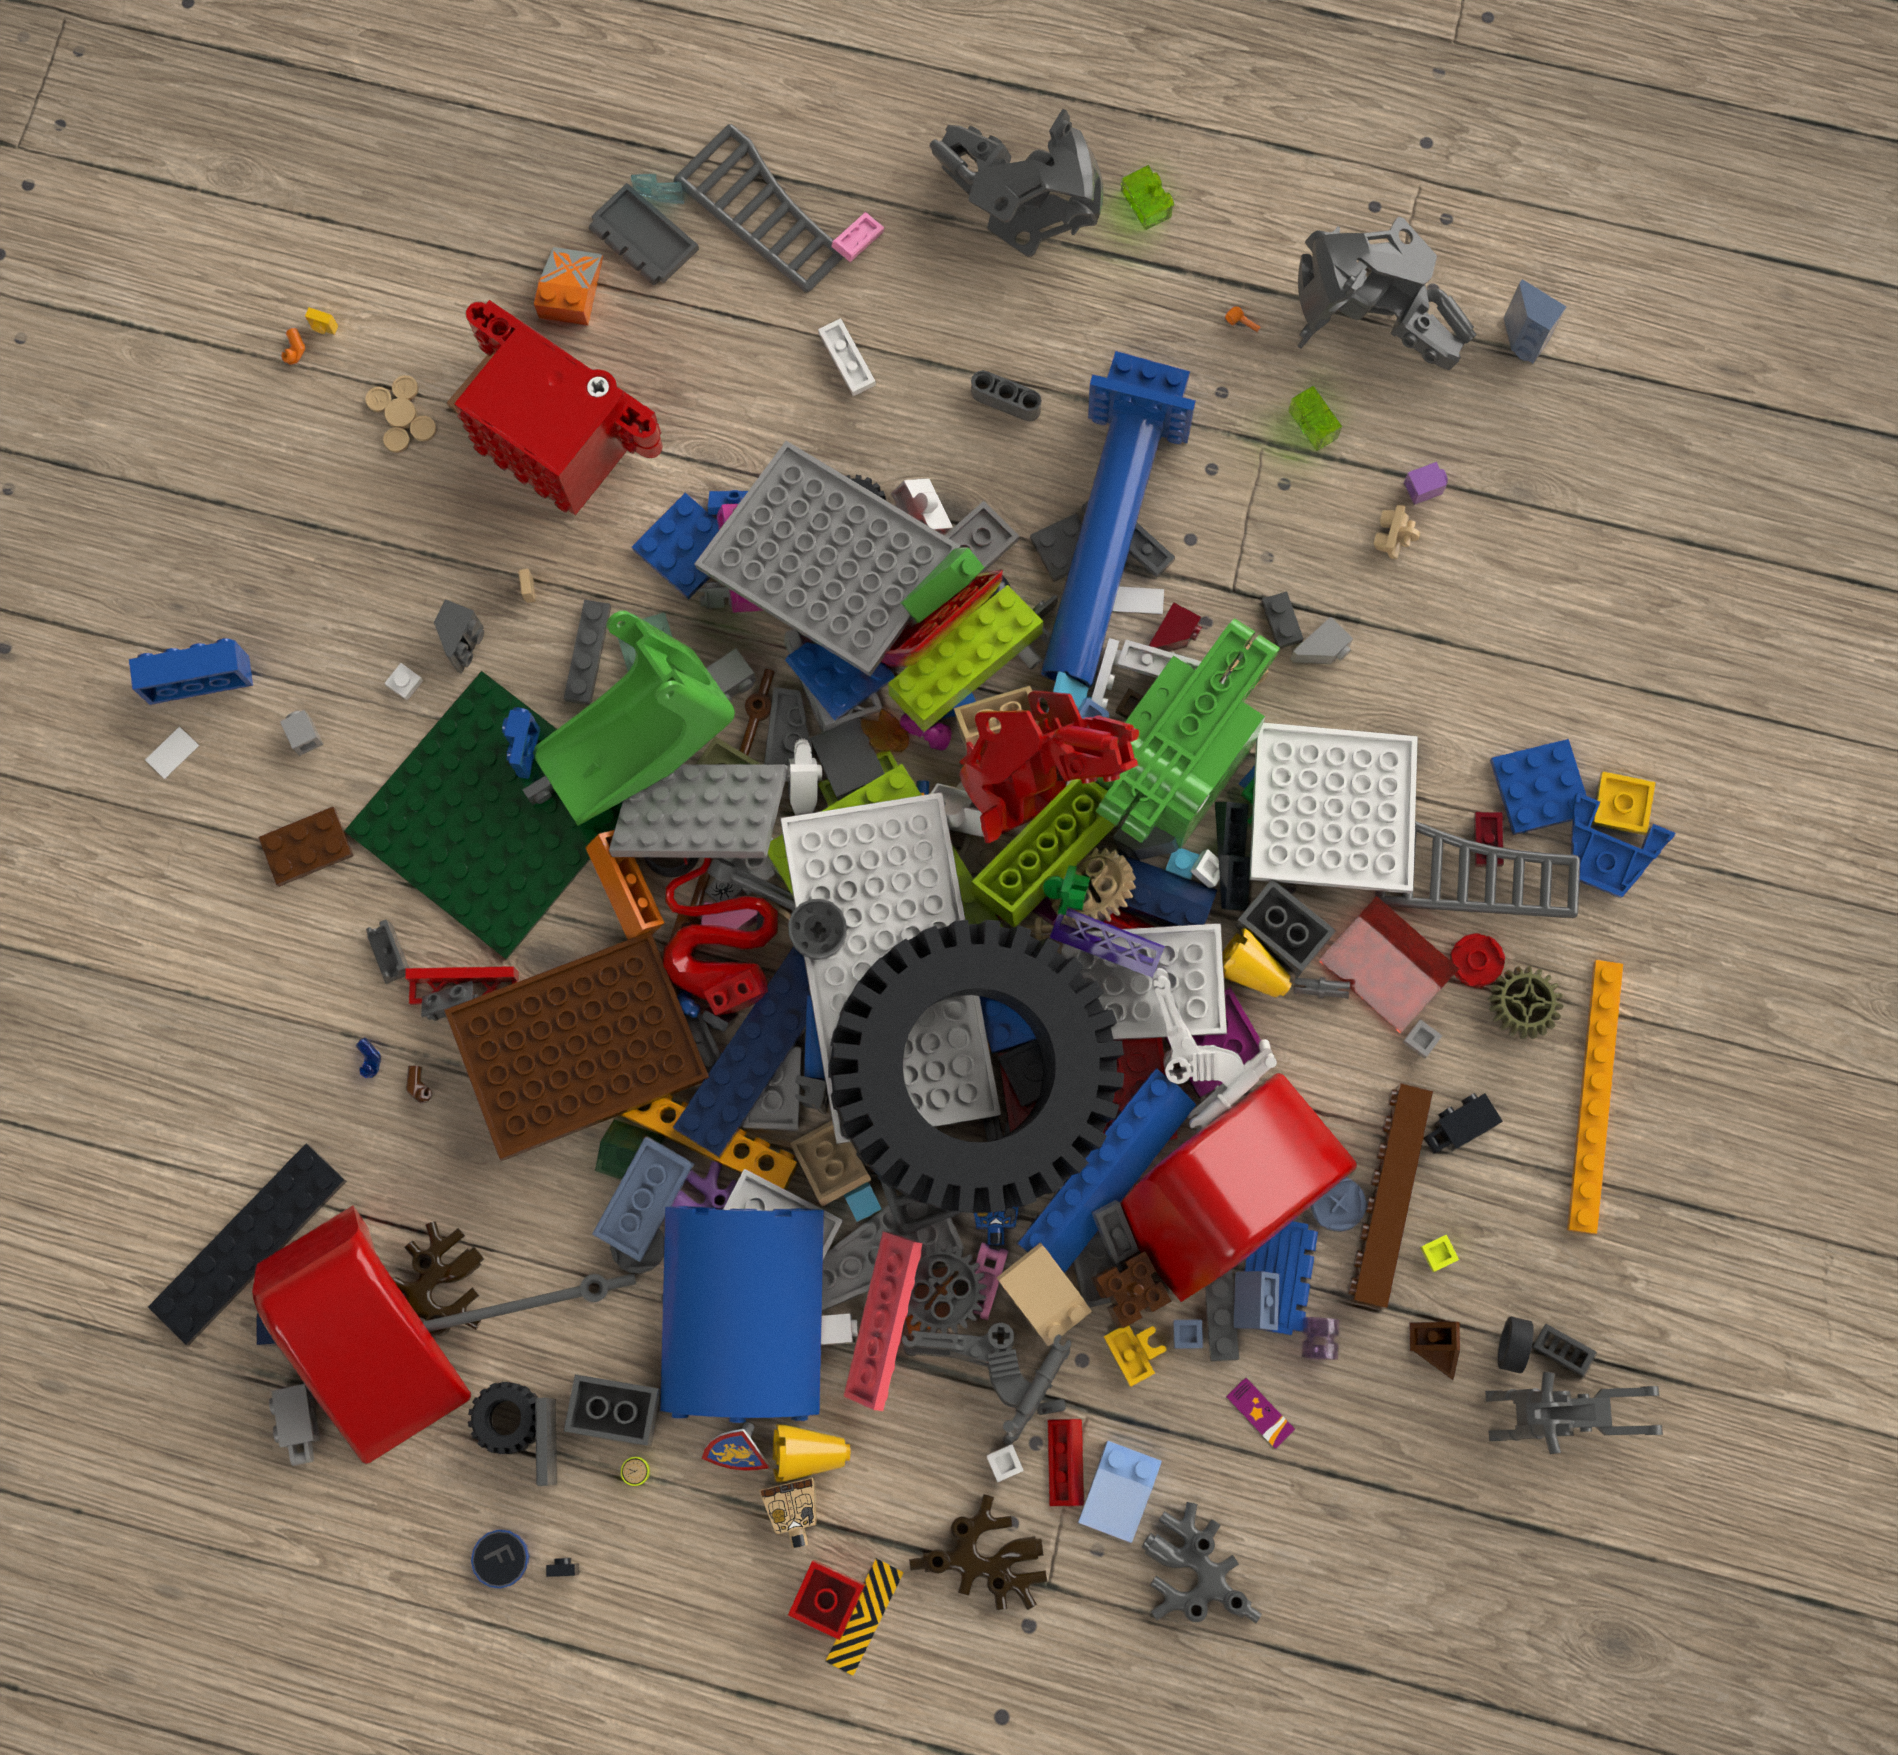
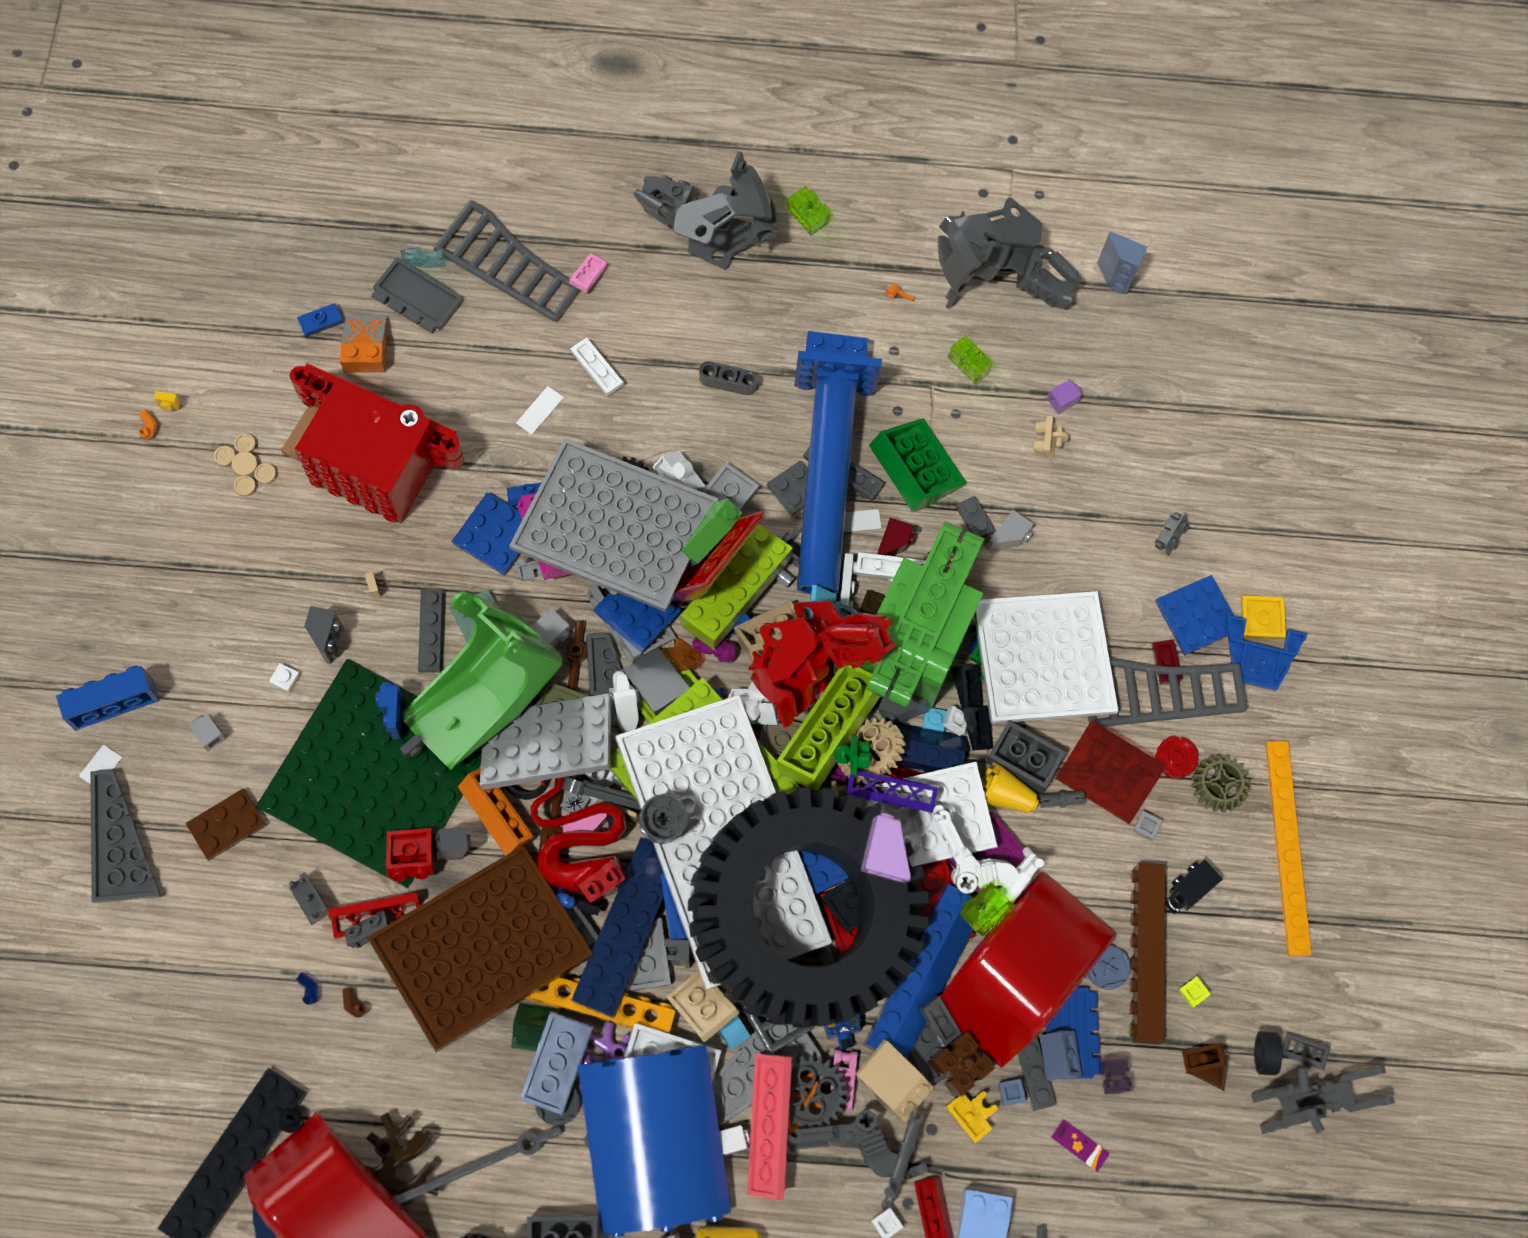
camera: 20 degrees left, 5 degrees down
(173, 861) = (117, 855): none -> dark grey wing
(316, 1216) = (290, 1126): none -> black plate
(513, 919) = (409, 854): none -> red plate
(521, 248) = (320, 319): none -> blue plate
(565, 915) = (451, 844): none -> dark grey brick
(768, 400) = (539, 410): none -> white sticker
(1080, 1014) = (885, 850): none -> lavender slope
(1209, 1106) = (997, 904): none -> clear neon green brick
(1222, 539) = (917, 463): none -> green slope
(1537, 669) = (1177, 526): none -> dark grey hinge

